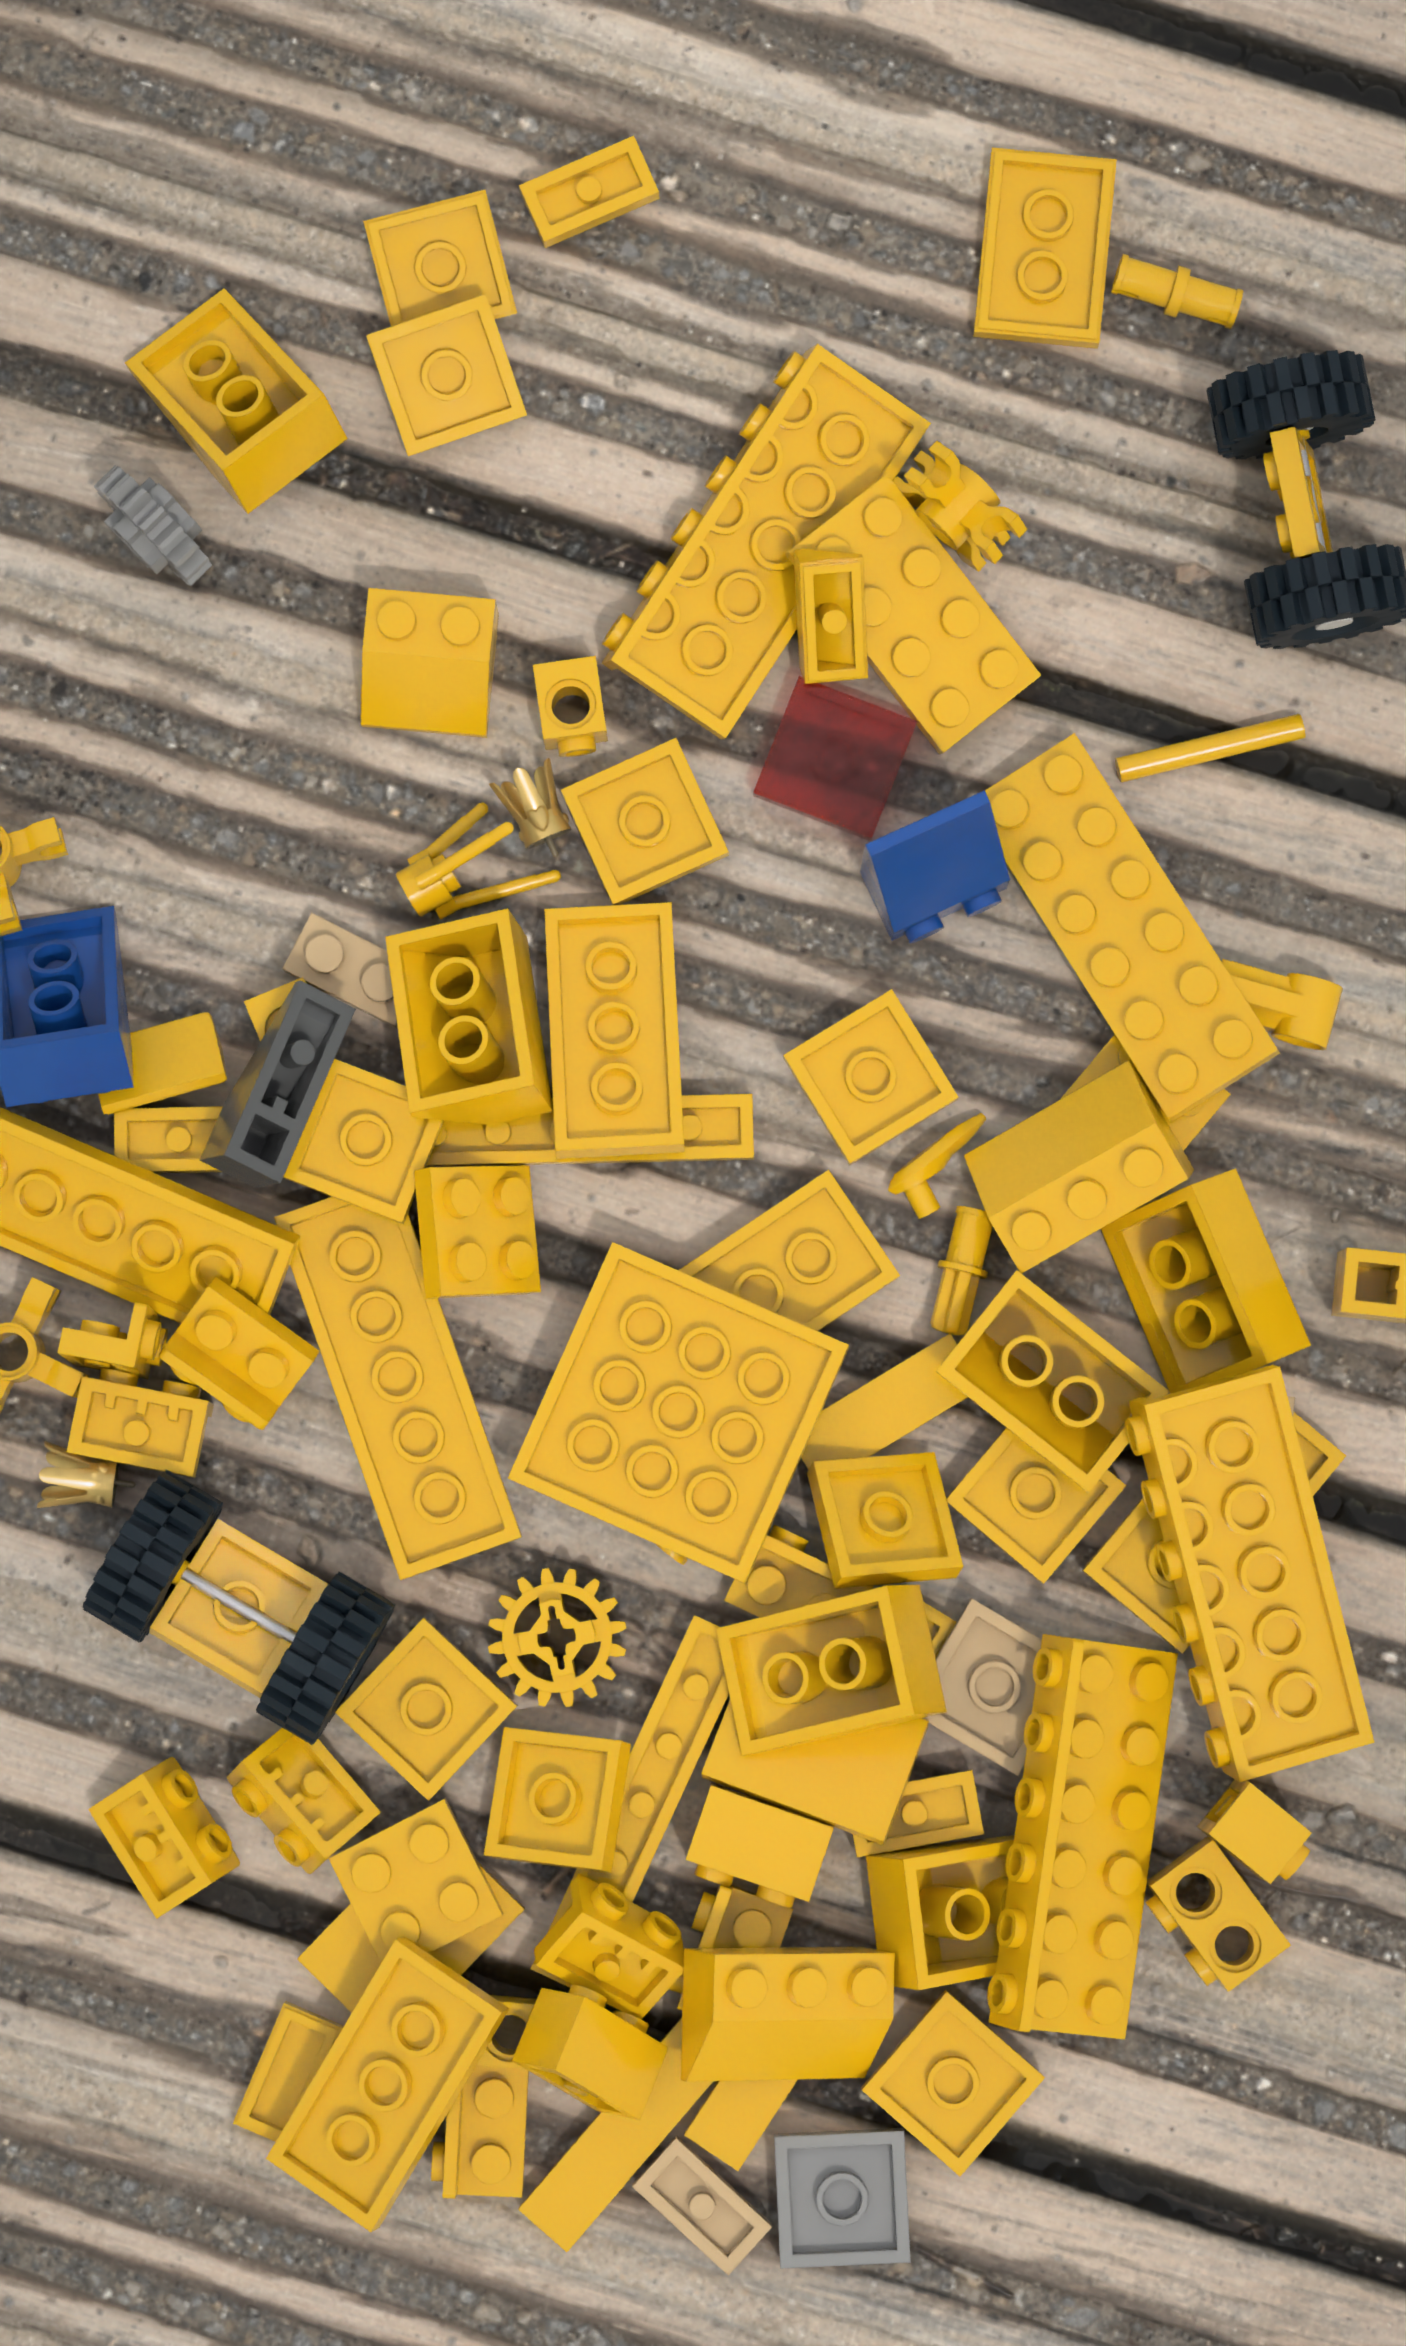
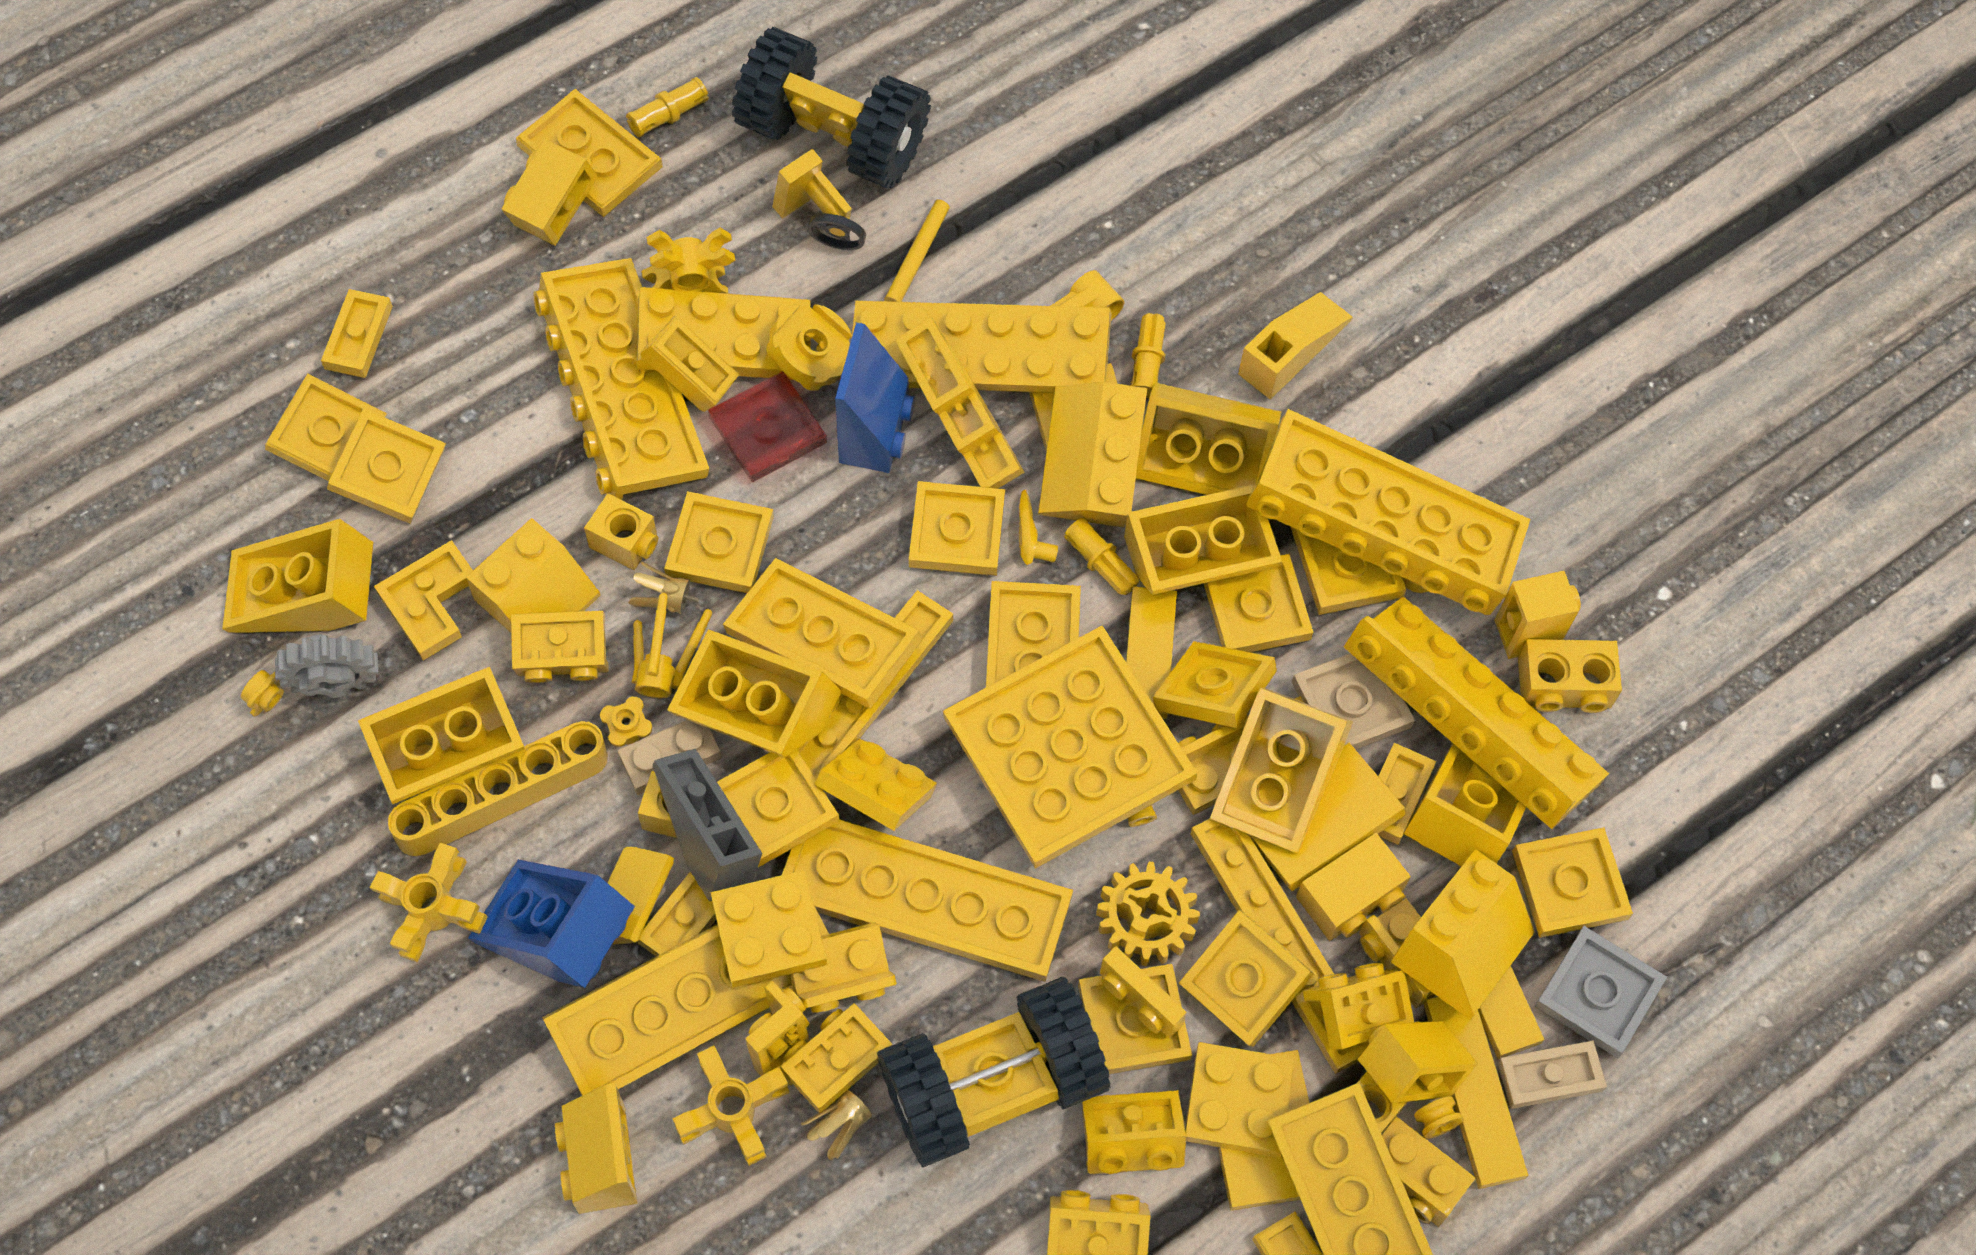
camera: 60 degrees left, 20 degrees down
(80, 474) = (262, 692): none -> yellow plate
(149, 799) = (487, 808): none -> yellow beam
(169, 721) = (441, 735): none -> yellow slope
(210, 1251) = (768, 928): none -> yellow plate
(326, 538) = (417, 594): none -> yellow plate
(355, 912) = (626, 734): none -> yellow plate
(376, 752) = (559, 645): none -> yellow bracket
(439, 1730) = (1154, 1005): none -> yellow plate
(558, 2113) = (1438, 1117): none -> yellow bush
(938, 256) = (549, 191): none -> yellow brick
(939, 710) = (796, 358): none -> yellow plate
(1022, 964) = (959, 405): none -> yellow slope
(1165, 627) = (805, 181): none -> yellow piece
(1276, 1129) = (1149, 352): none -> yellow axle

